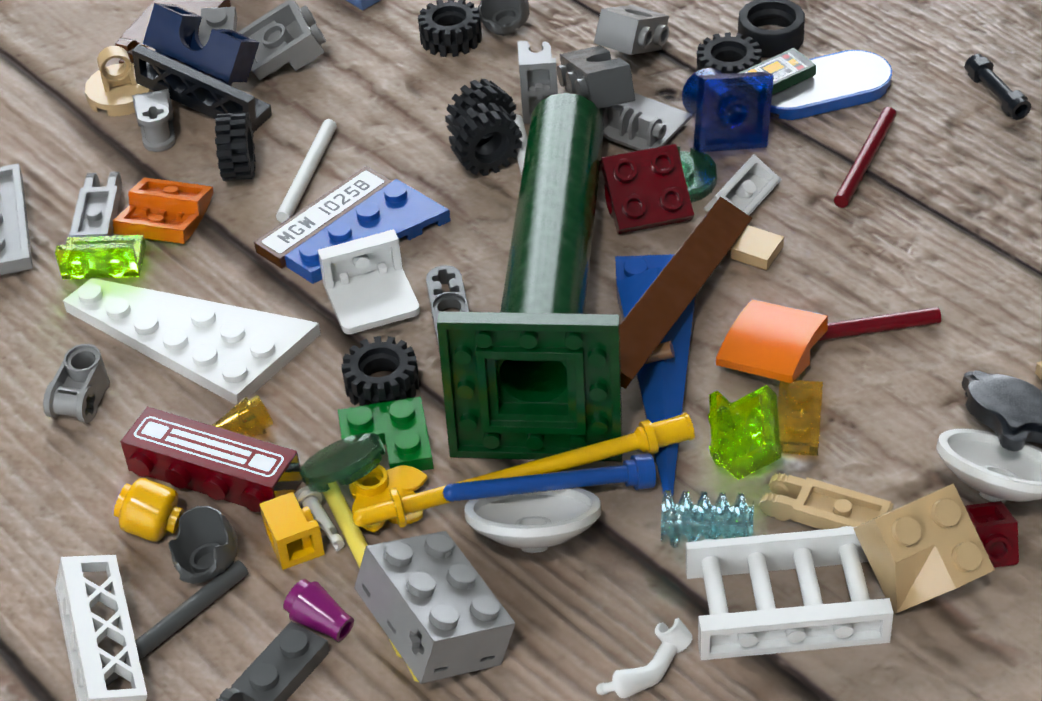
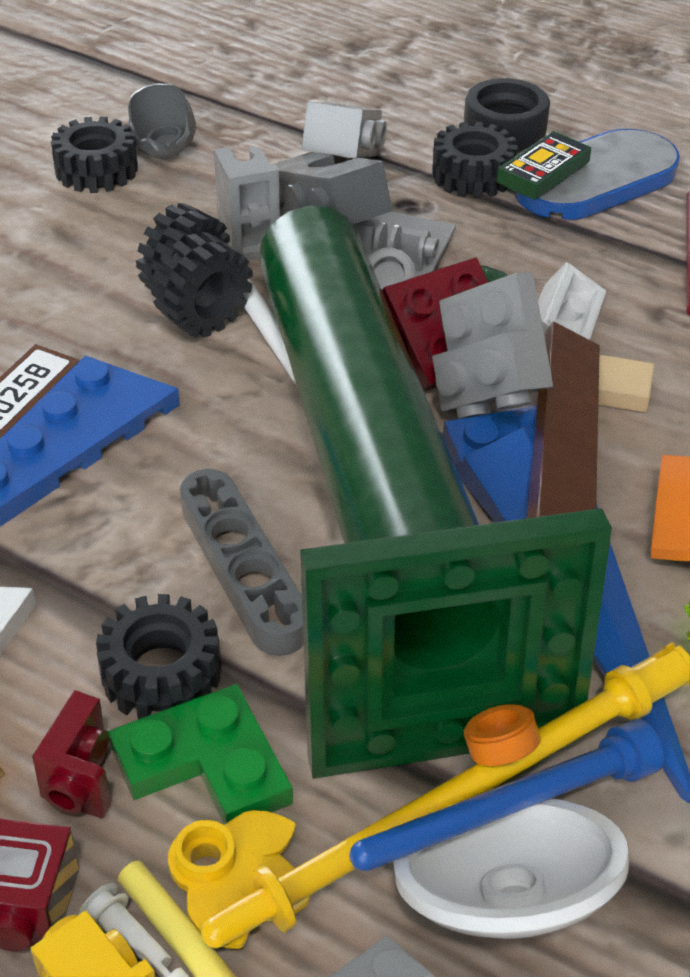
camera: 20 degrees left, 0 degrees up
(312, 418) = (71, 758): none -> dark red bracket
(343, 461) = (150, 829): clear green tile -> none
(367, 282) = (93, 514): white bracket -> none
(556, 445) = (502, 735): none -> orange tile
(619, 142) = (391, 266): none -> light grey tile
(657, 213) = (492, 347): none -> light grey plate
(729, 109) = (516, 206): clear blue plant -> none

